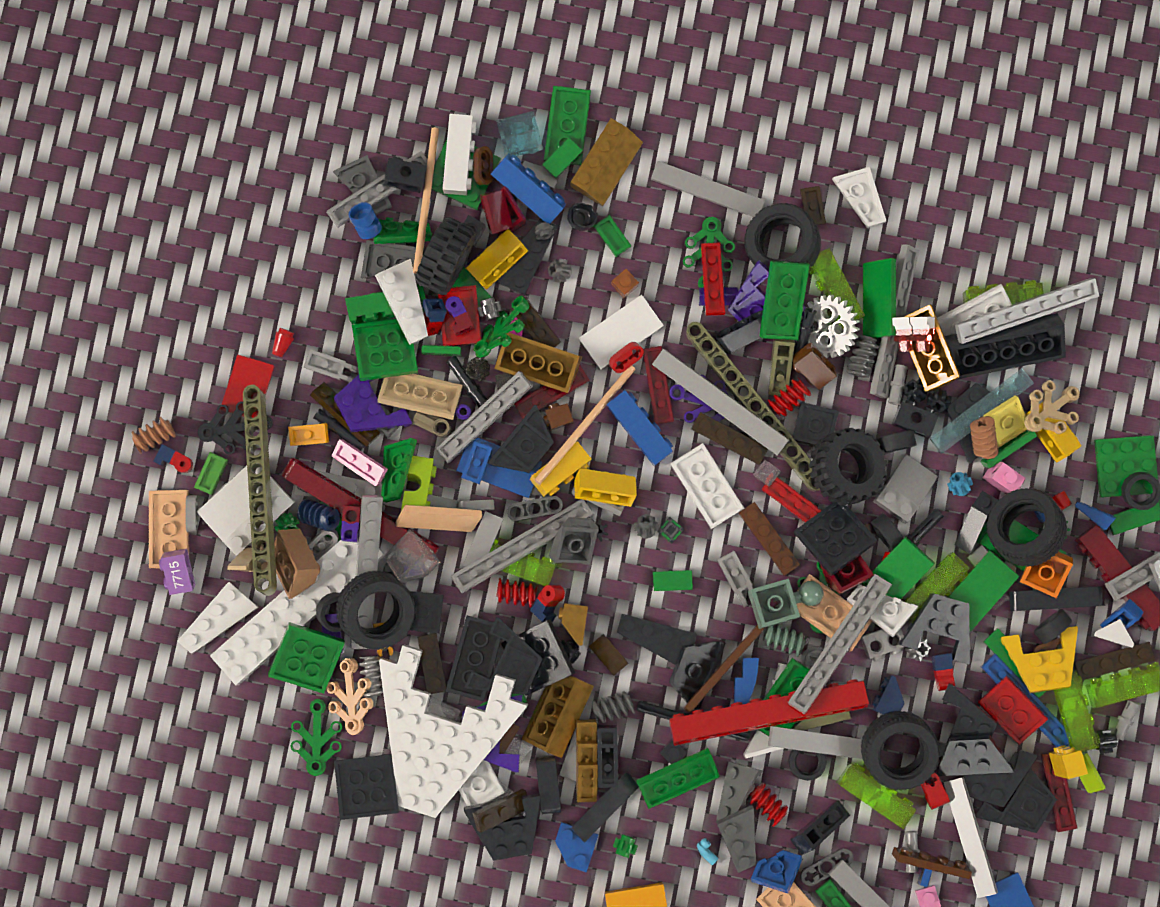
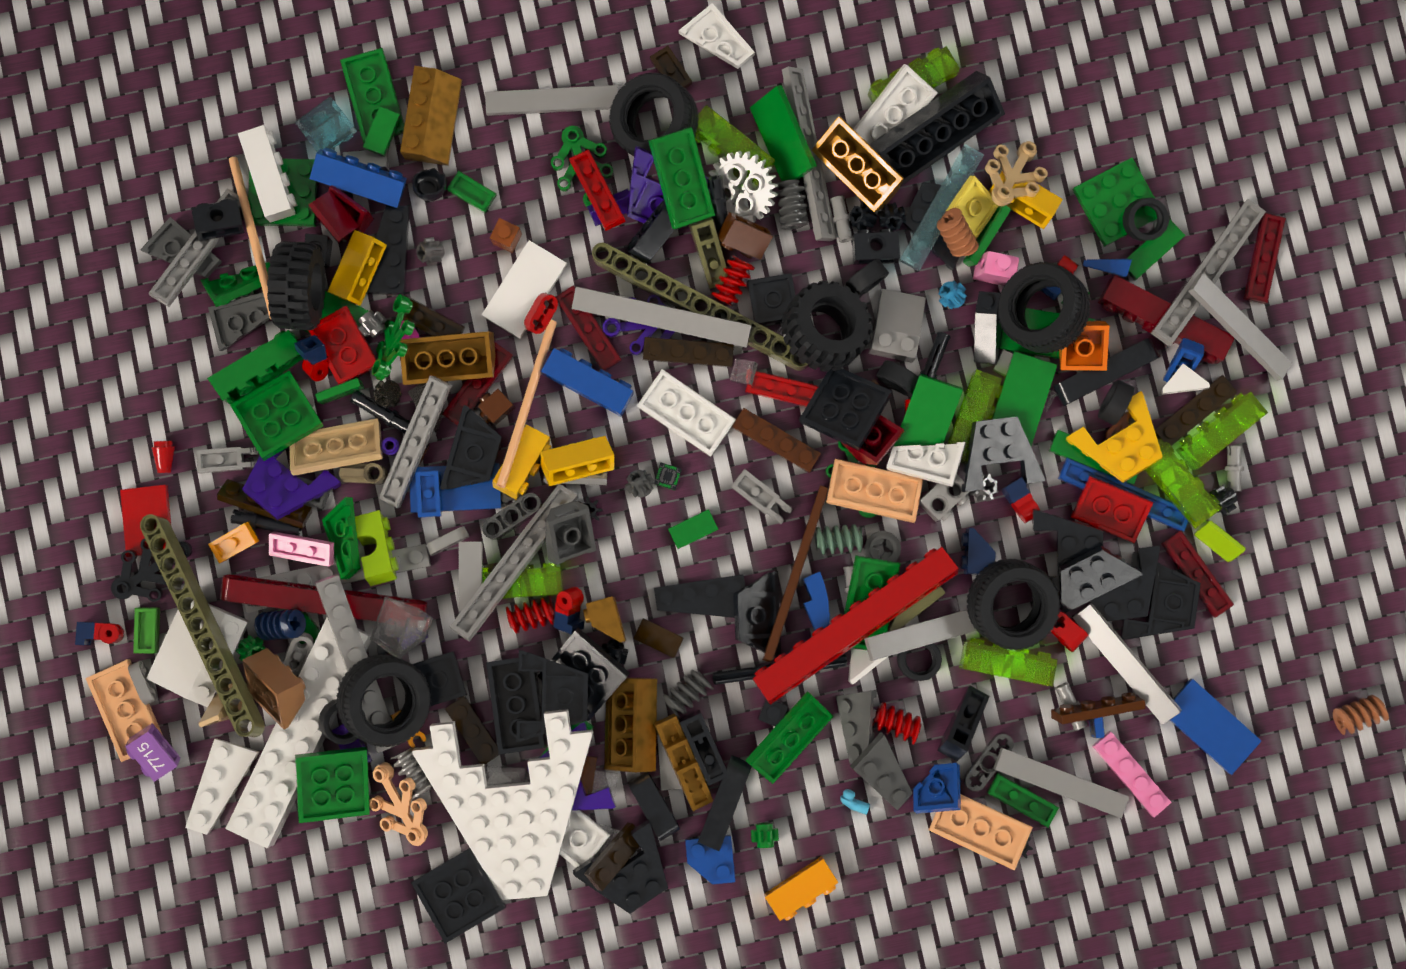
camera: 25 degrees left, 0 degrees up
(153, 434) = (64, 616): nougat piece -> none
(316, 741) = (383, 868): green plant -> none
(350, 523) = (316, 619): leg -> none
(365, 220) = (194, 286): blue wheel -> none
(403, 297) = (272, 351): white wing -> none
(438, 518) = (411, 571): light nougat tile -> none
(457, 310) = (336, 339): leg -> none
(483, 165) = (299, 175): reddish brown plate -> none
(544, 231) = (394, 216): dark grey plate -> none
(809, 593) = (844, 479): sand green brick -> none
(839, 644) = (899, 519): light grey plate -> none
(914, 329) = (833, 150): clear red hips -> none
(1026, 310) = (943, 80): light grey plate -> none
(1068, 762) = (1196, 538): yellow brick -> none

